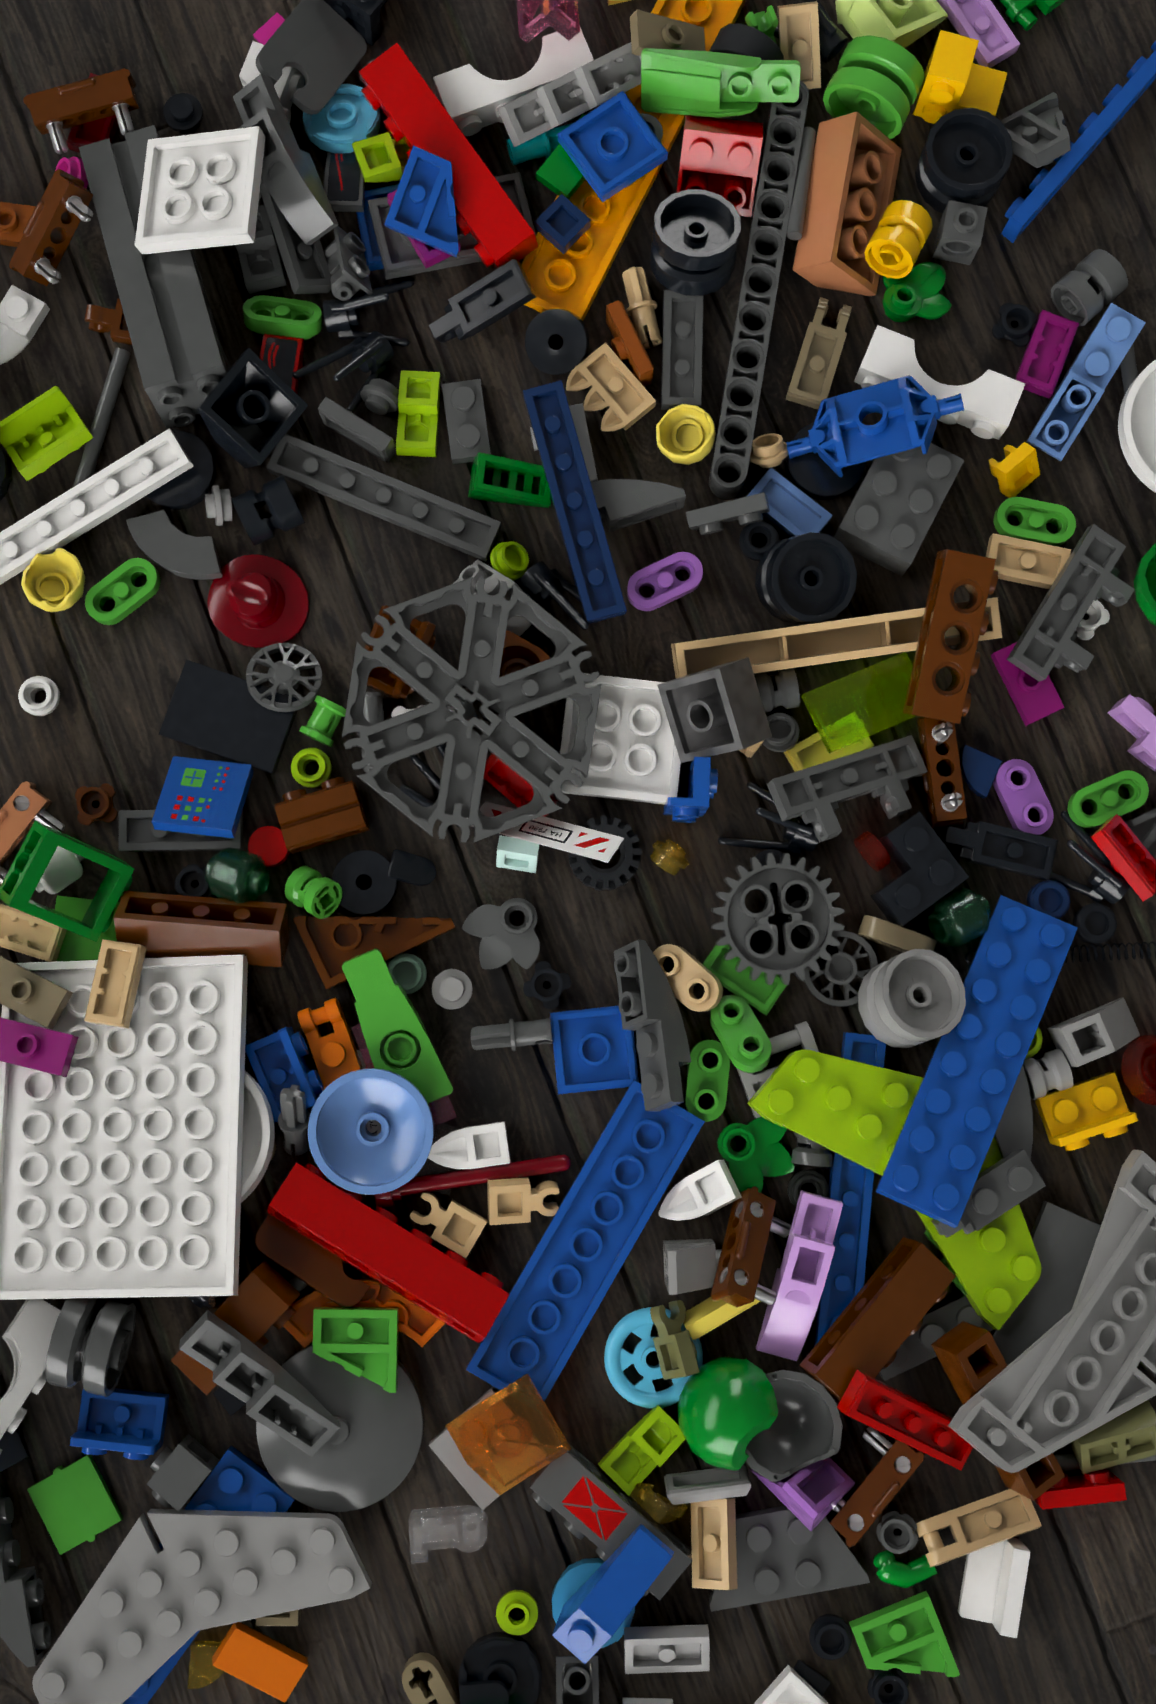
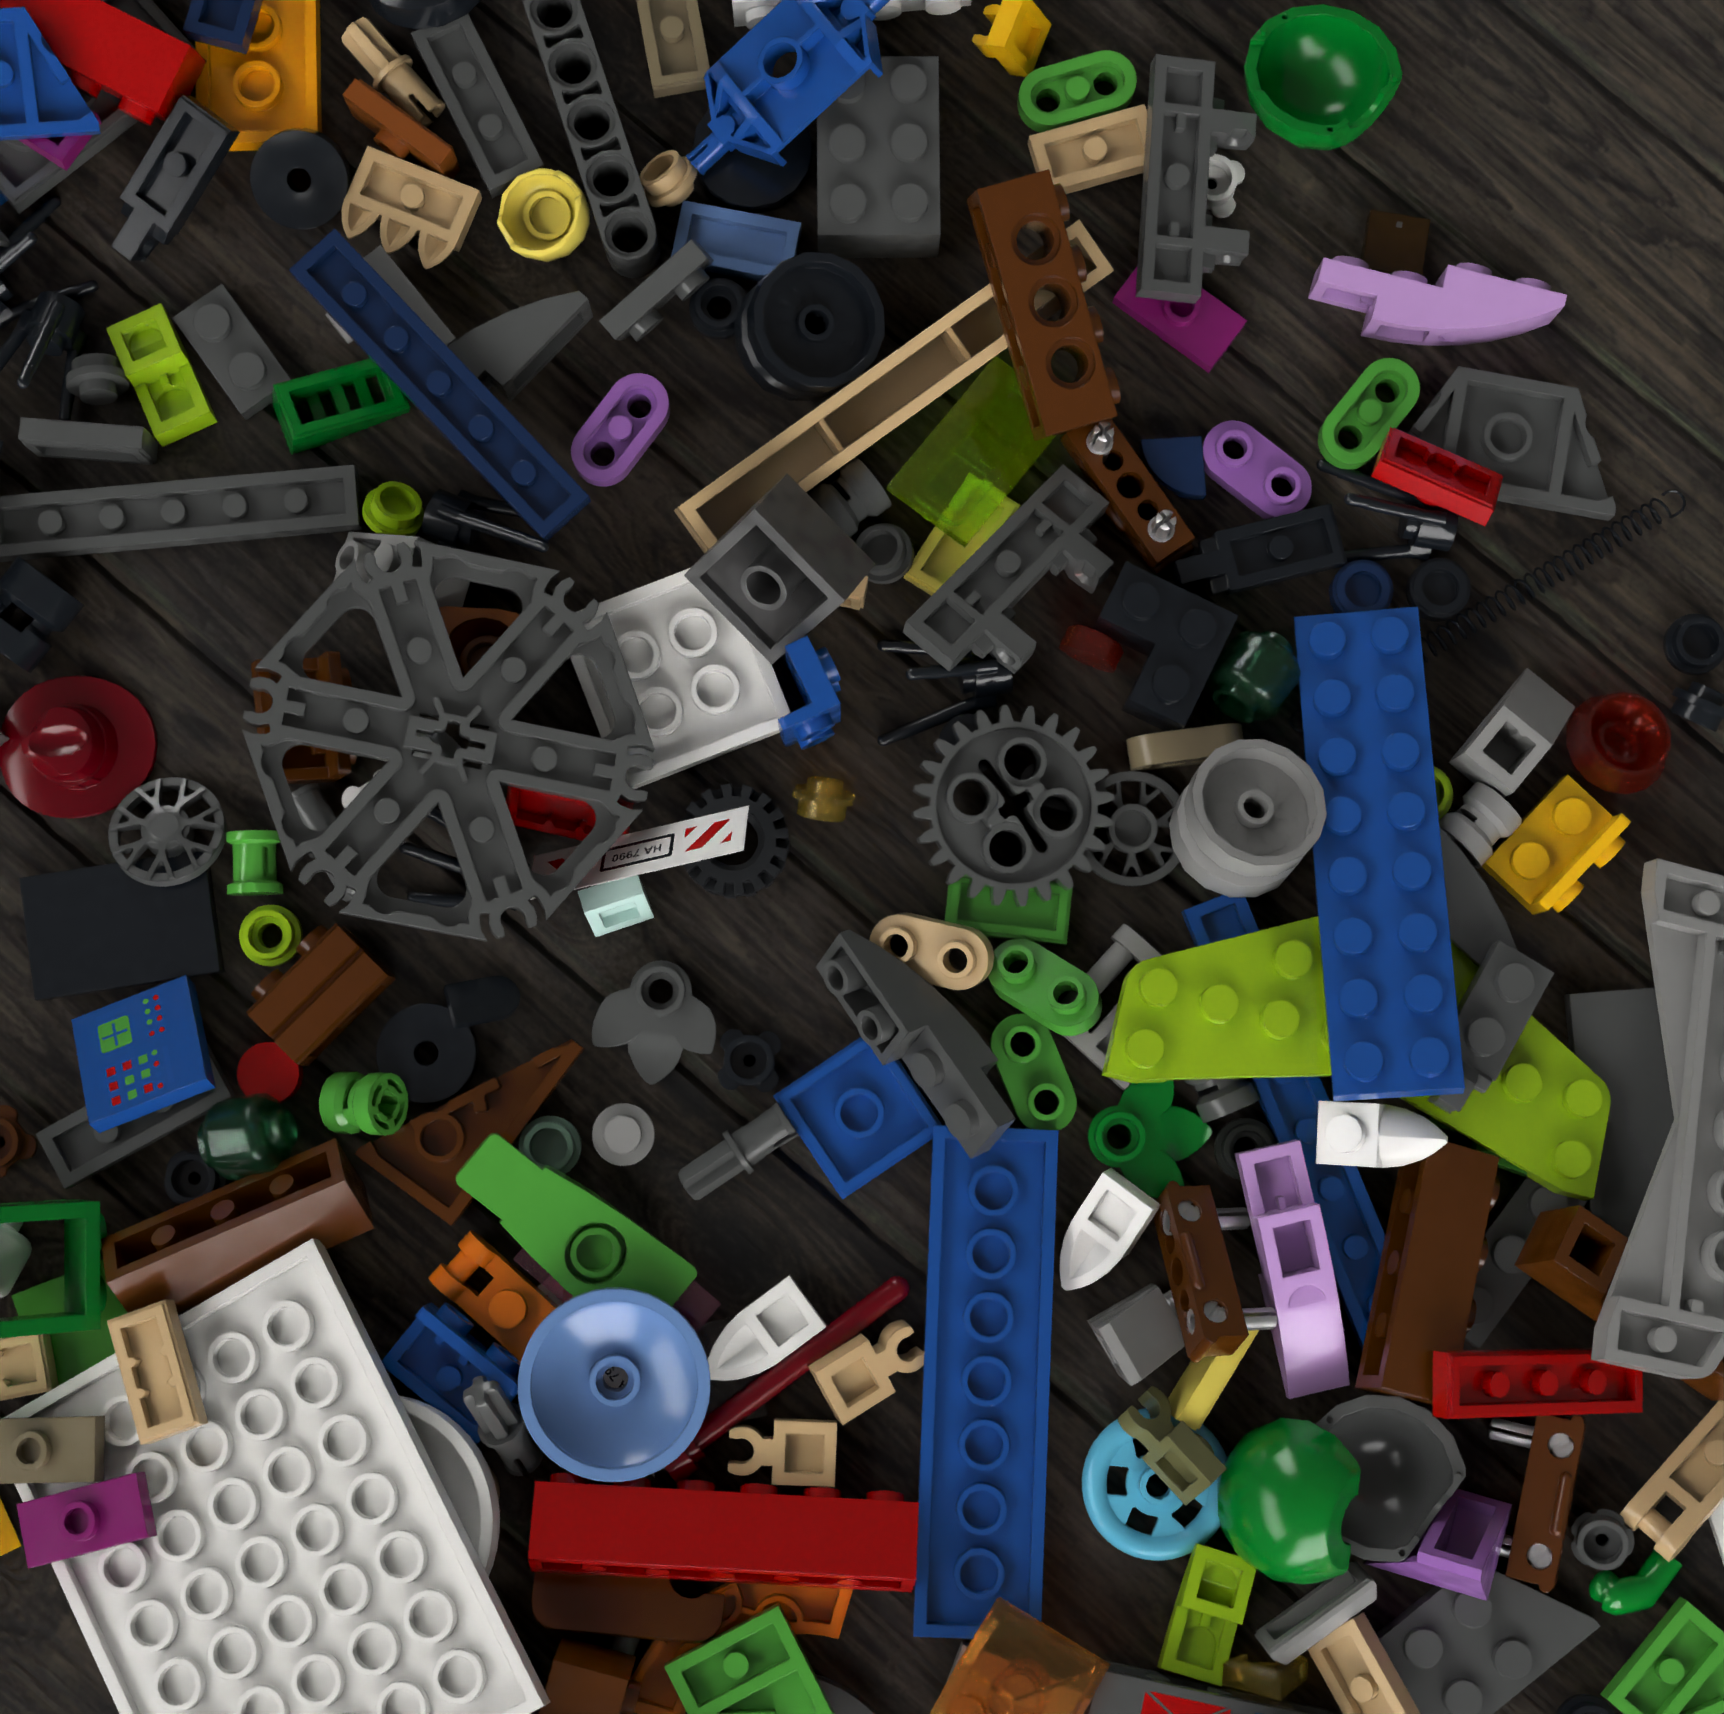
camera: 30 degrees left, 0 degrees up
(888, 1224) = (1374, 1135): none -> white plate

